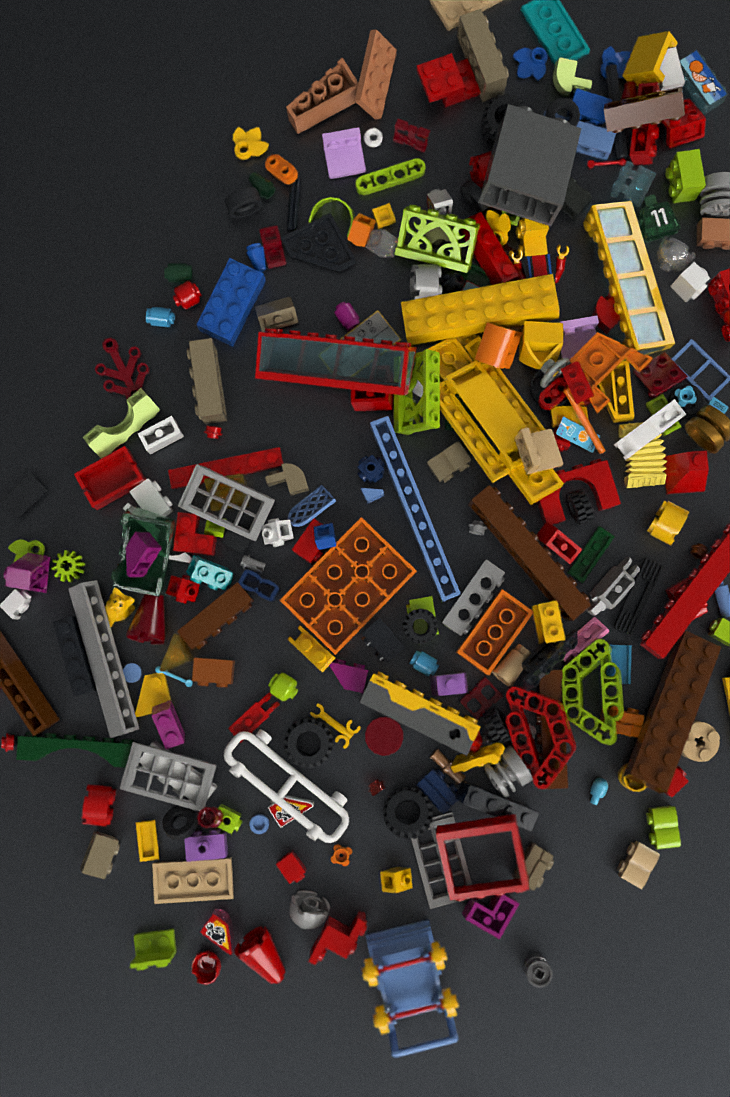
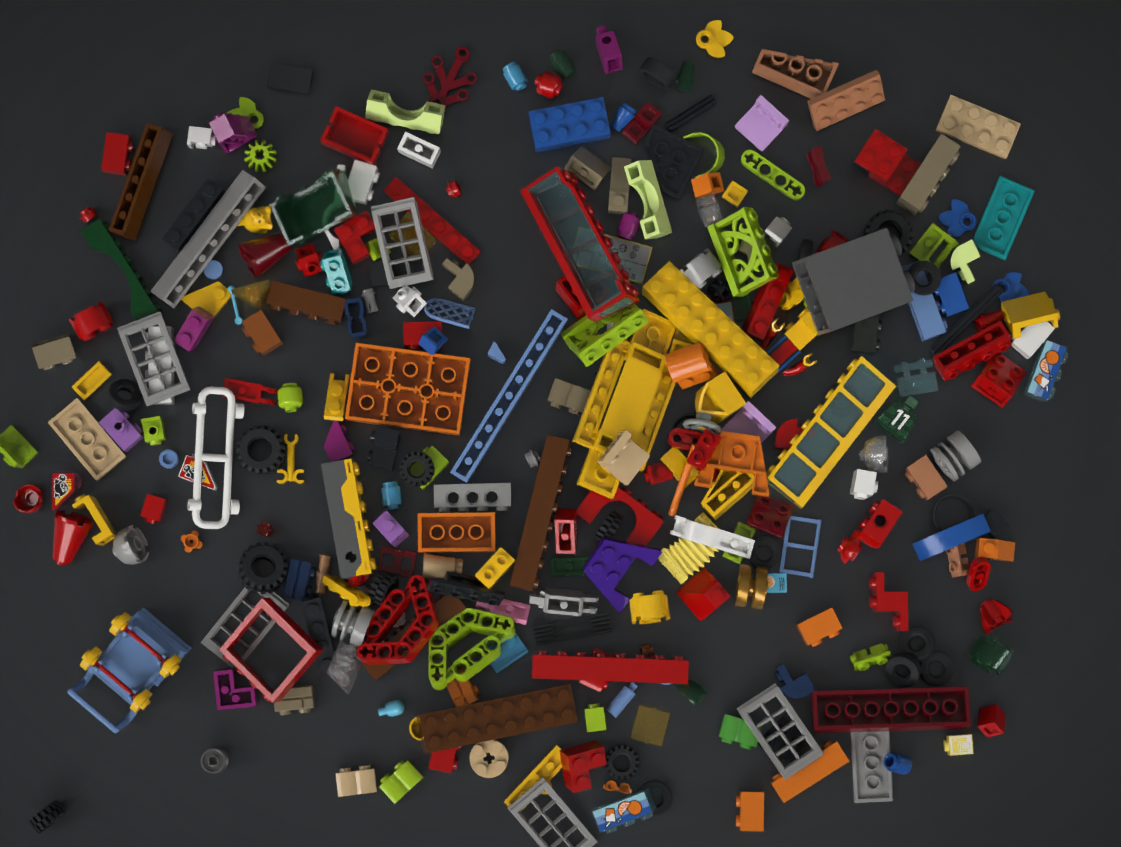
camera: 55 degrees right, 0 degrees up
(141, 553) = (311, 206): magenta slope -> none
(195, 228) = (608, 50): none -> magenta torso
(206, 816) = (144, 411): dark red wheel -> none
(207, 381) = (489, 155): dark tan brick -> none
(265, 919) = (108, 531): none -> yellow panel
(279, 169) = (711, 80): orange plate -> none
(310, 300) = (618, 187): none -> dark tan slope
(323, 277) = (655, 218): none -> yellowish green arch
(338, 937) = (126, 584): red bracket -> none
(367, 475) = (516, 345): dark blue brick -> none
(373, 132) = (795, 130): white plate -> none
(384, 736) = (310, 506): dark red tile -> none
(396, 879) = (204, 597): yellow brick -> none
(534, 95) = (929, 243): none -> lime plate
(538, 805) = (344, 666): none -> clear hinge
(575, 433) = (668, 481): medium azure sticker -> none
(590, 164) = (908, 331): red hinge -> none
(611, 525) = (611, 562): none -> dark purple wing
(644, 109) = (973, 340): brick -> none
(685, 176) = (948, 418): lime brick -> none
(688, 390) = (770, 548): medium azure plate -> none

